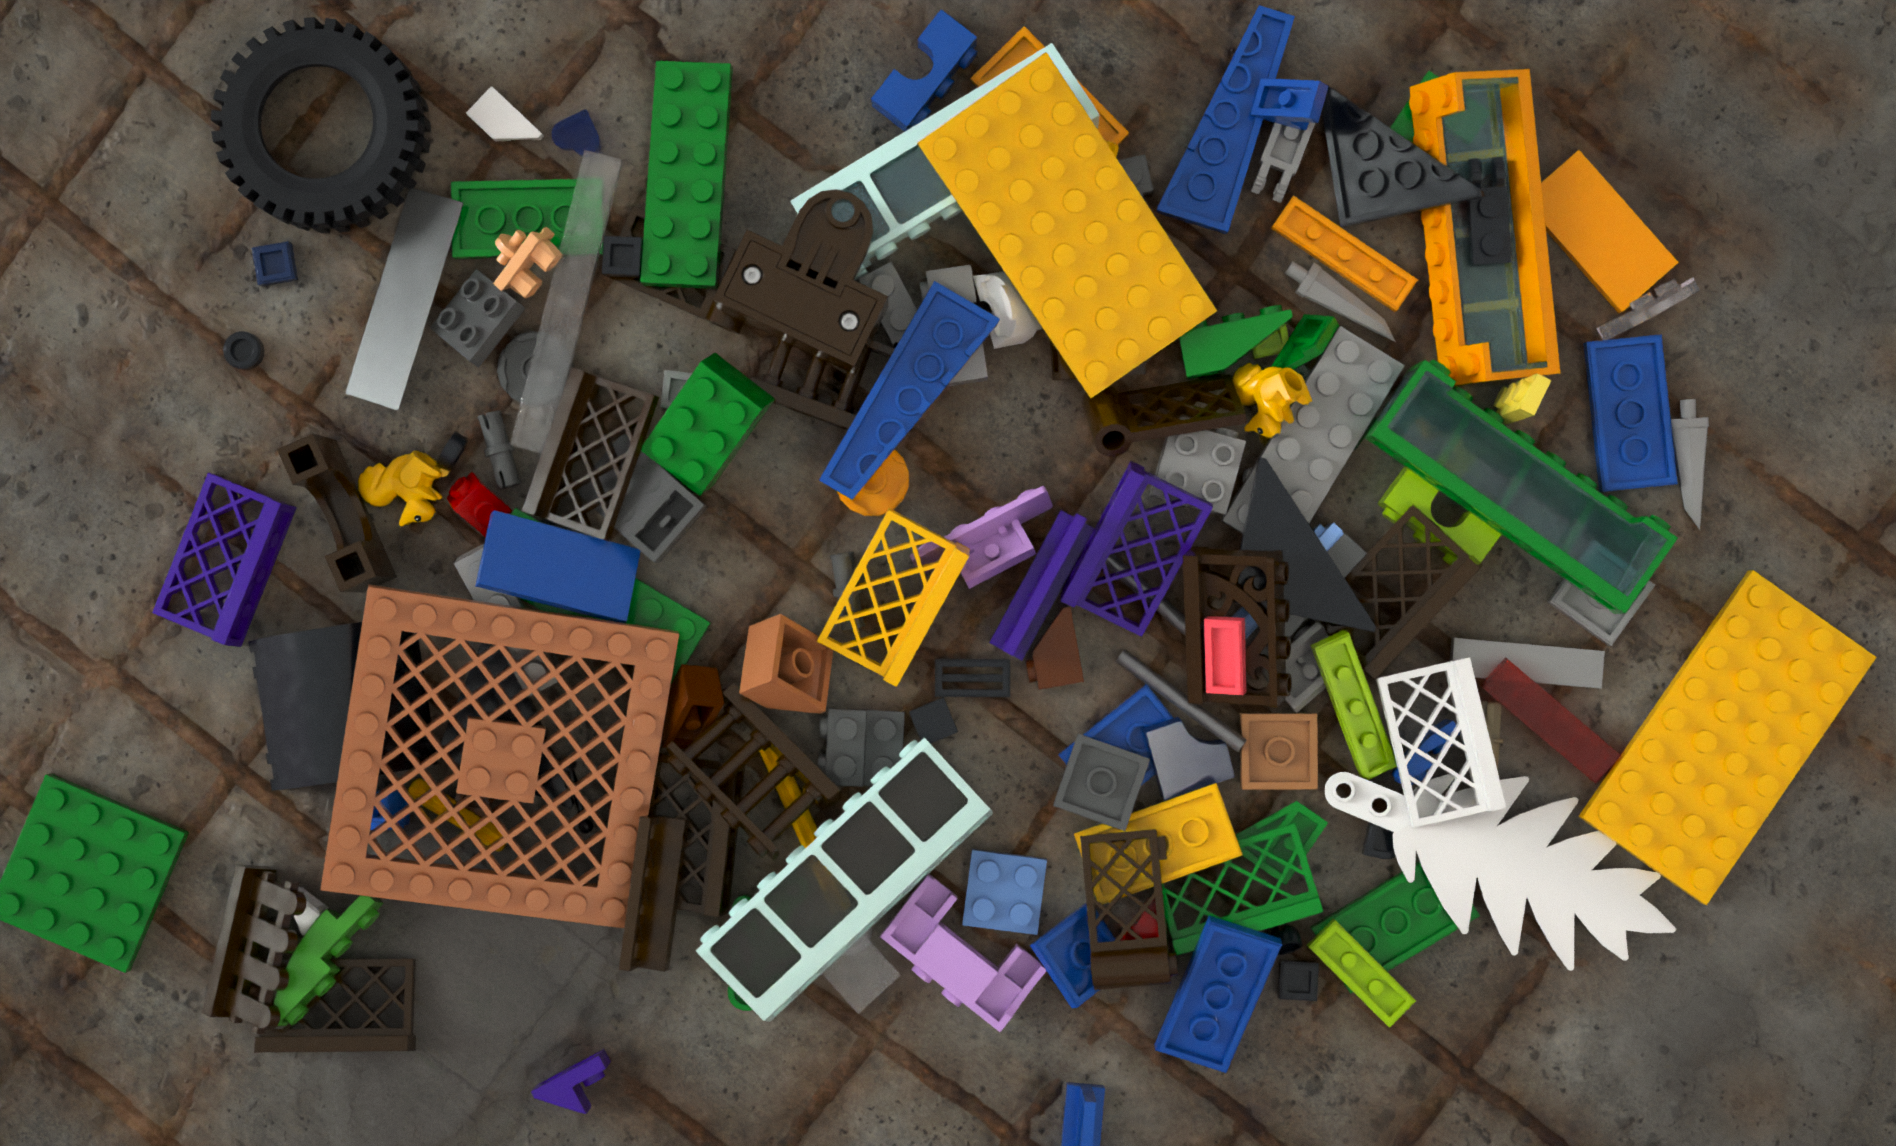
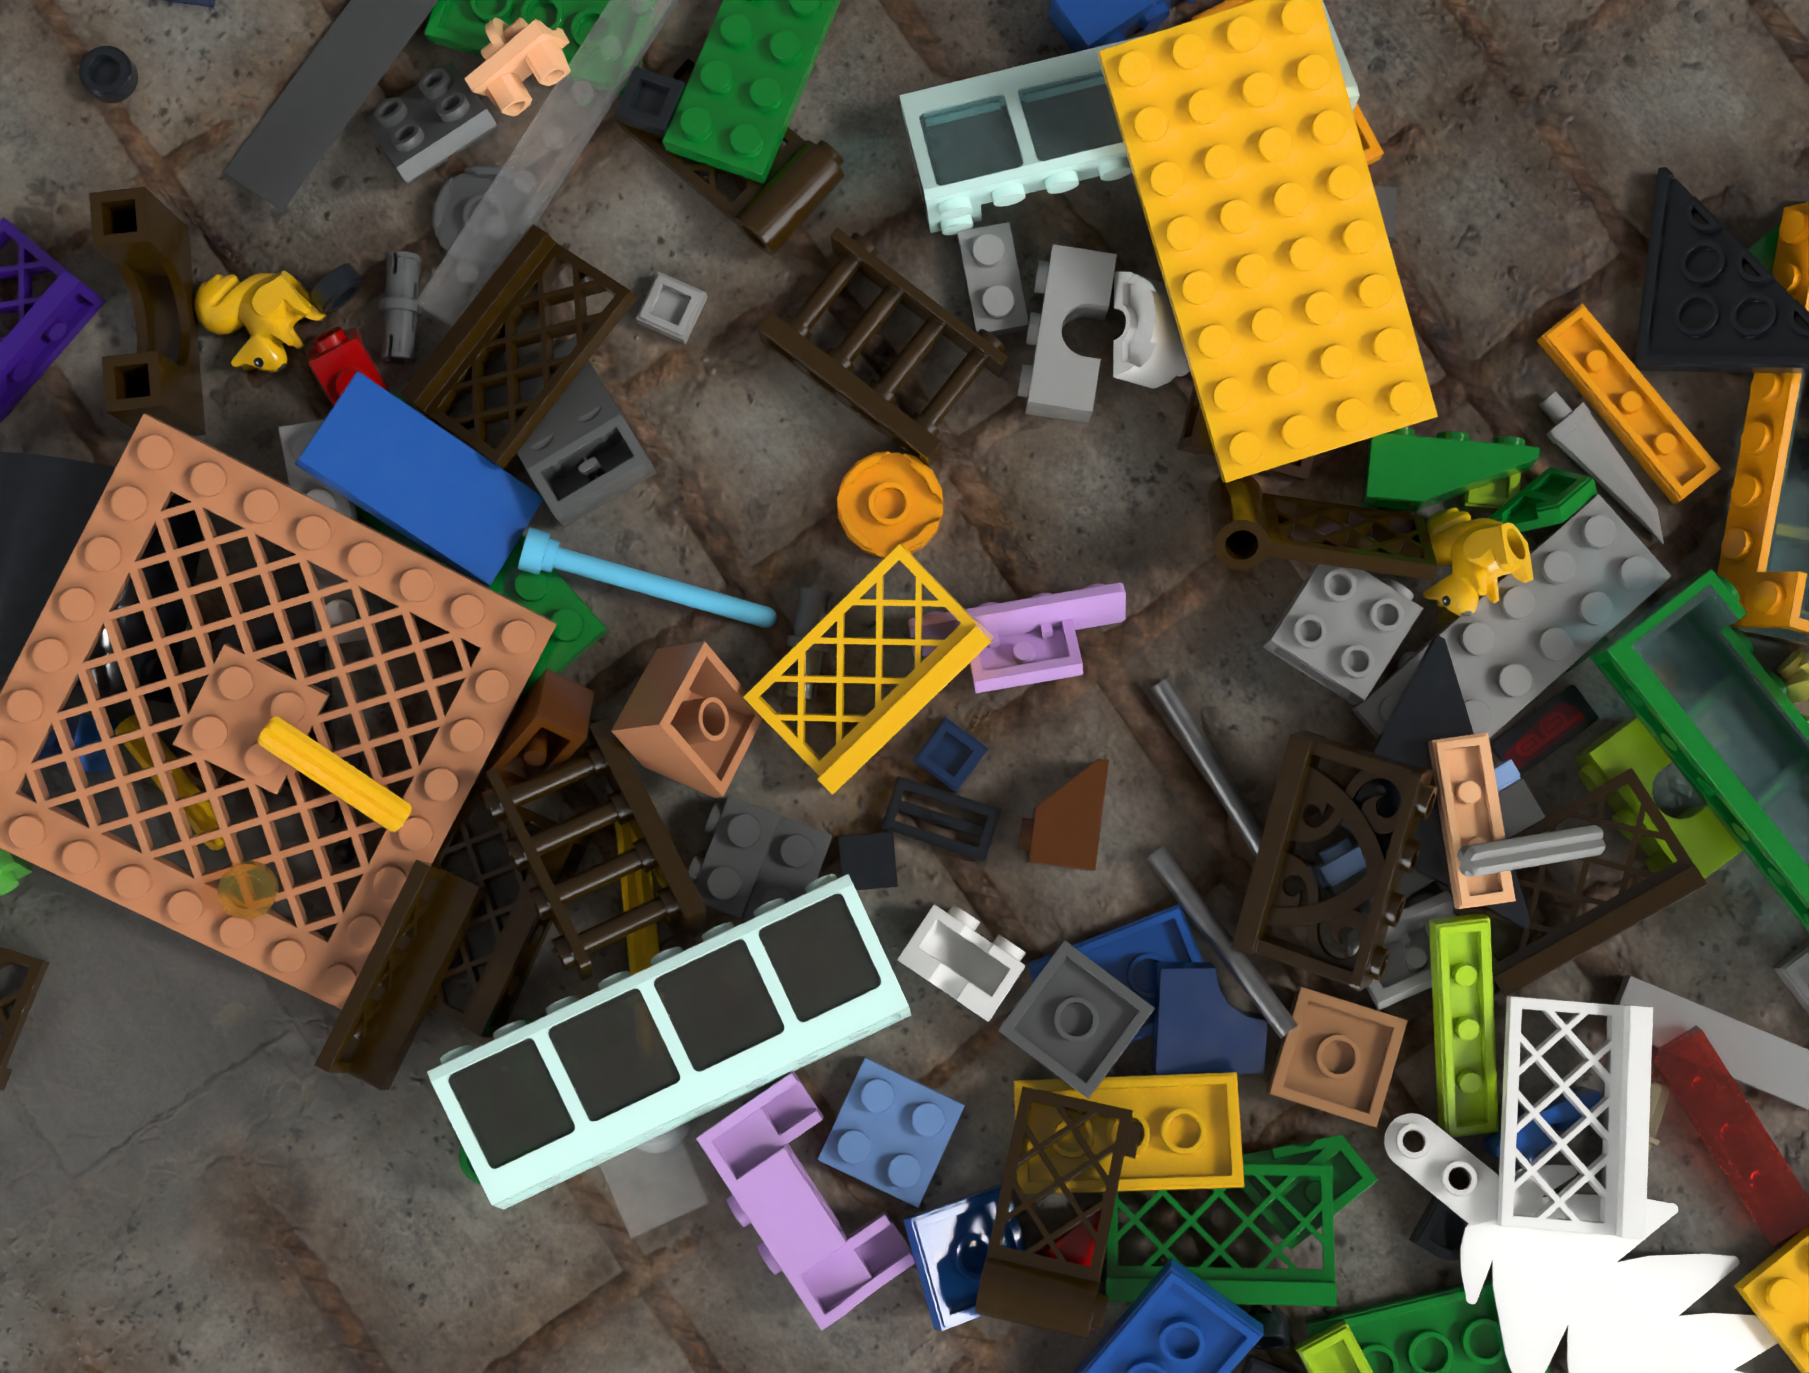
camera: 25 degrees right, 5 degrees down
(536, 871) = (248, 890): none -> clear yellow tile
(565, 1087) = (189, 1211): dark purple slope -> none
(568, 779) = (334, 774): none -> yellow axle
(654, 587) = (545, 554): none -> medium azure piece
(707, 423) = (689, 354): green brick -> none
(809, 284) = (886, 201): dark brown brick -> none
(921, 366) = (1007, 365): blue wing -> none
(965, 633) = (950, 754): none -> dark blue tile
(1016, 767) = (962, 961): none -> white cylinder
(1041, 584) = (1078, 719): dark purple fence -> none
(1106, 534) = (1189, 676): dark purple fence -> none
(1220, 151) = (1498, 216): blue wing -> none
(1225, 655) = (1306, 895): coral tile -> none
(1282, 153) = (1595, 230): light grey hinge -> none
(1289, 101) = (1620, 171): blue slope -> none
(1317, 573) = (1469, 814): none -> light nougat tile
(1353, 492) = (1545, 730): none -> sticker
(1361, 582) = (1531, 850): none -> light grey axle

